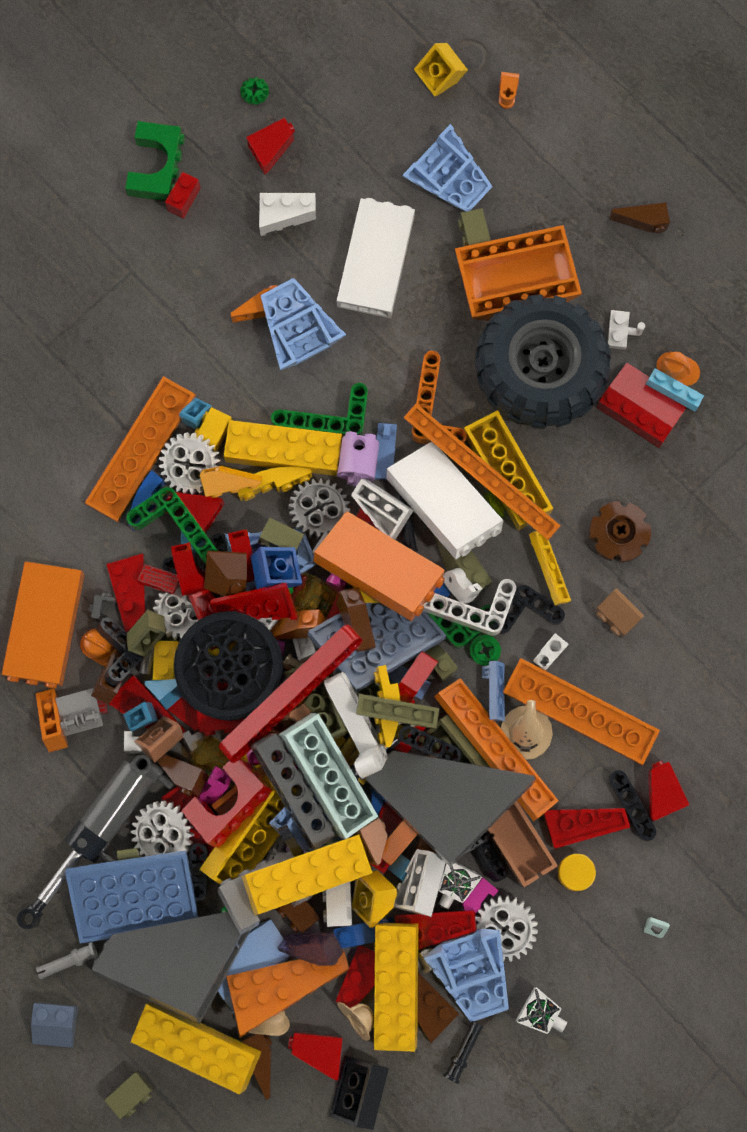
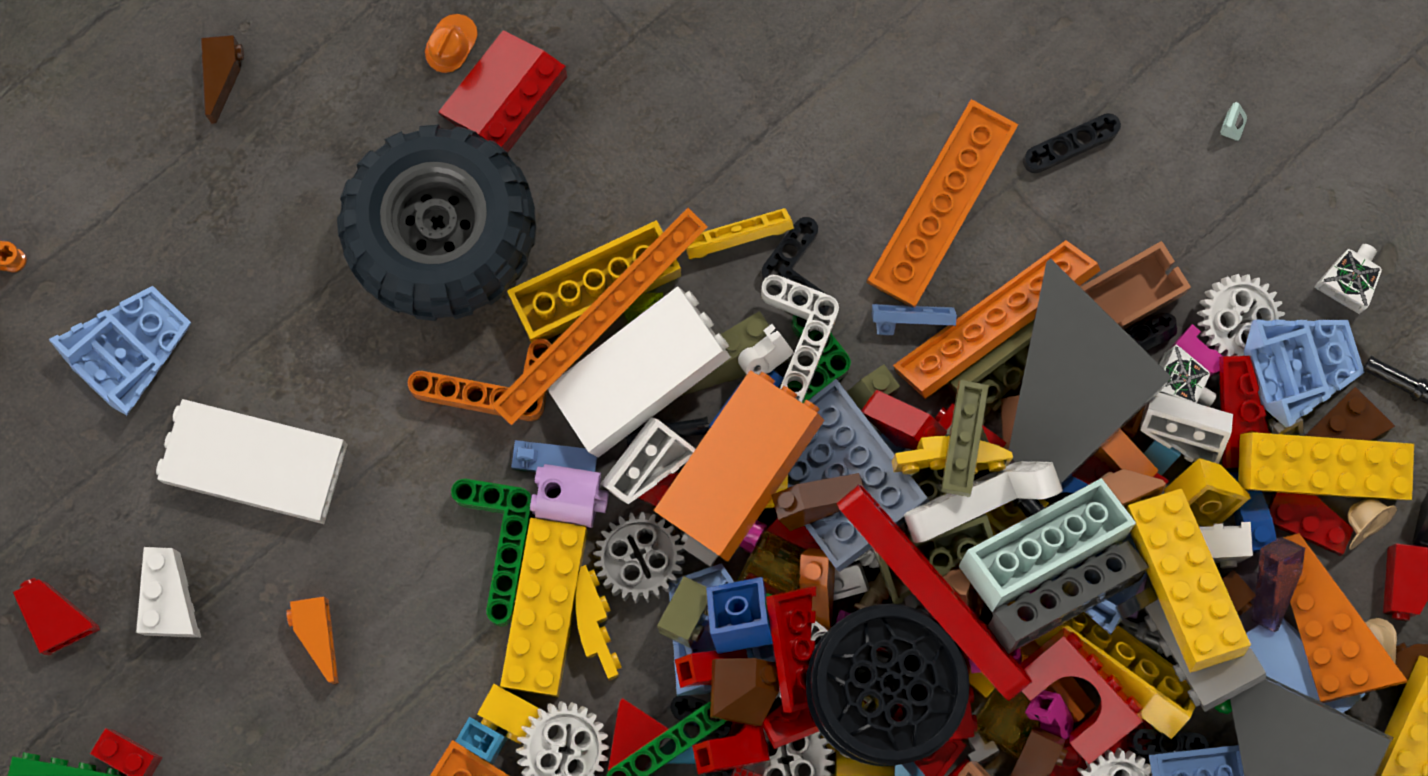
camera: 90 degrees left, 0 degrees up
(224, 479) = (595, 692): light orange slope -> none
(297, 324) = (352, 580): light blue wedge -> none
(428, 743) = (1000, 405): black beam -> none
(473, 227) = (221, 314): olive brick -> none
(488, 642) = (859, 318): green gear -> none
(517, 268) = (293, 252): orange slope -> none
(528, 730) = (967, 276): tan piece -> none
(550, 652) = (859, 238): white leg -> none
(576, 872) = (1164, 220): yellow head -> none
(583, 824) = (1099, 212): red wing -> none
(618, 613) = (809, 142): medium nougat slope -> none
(619, 329) = (387, 118): white plate -> none
(627, 544) = (690, 154): reddish brown piece -> none
(664, 791) = (1055, 99): red slope -> none
(675, 390) = (484, 48): medium azure plate -> none

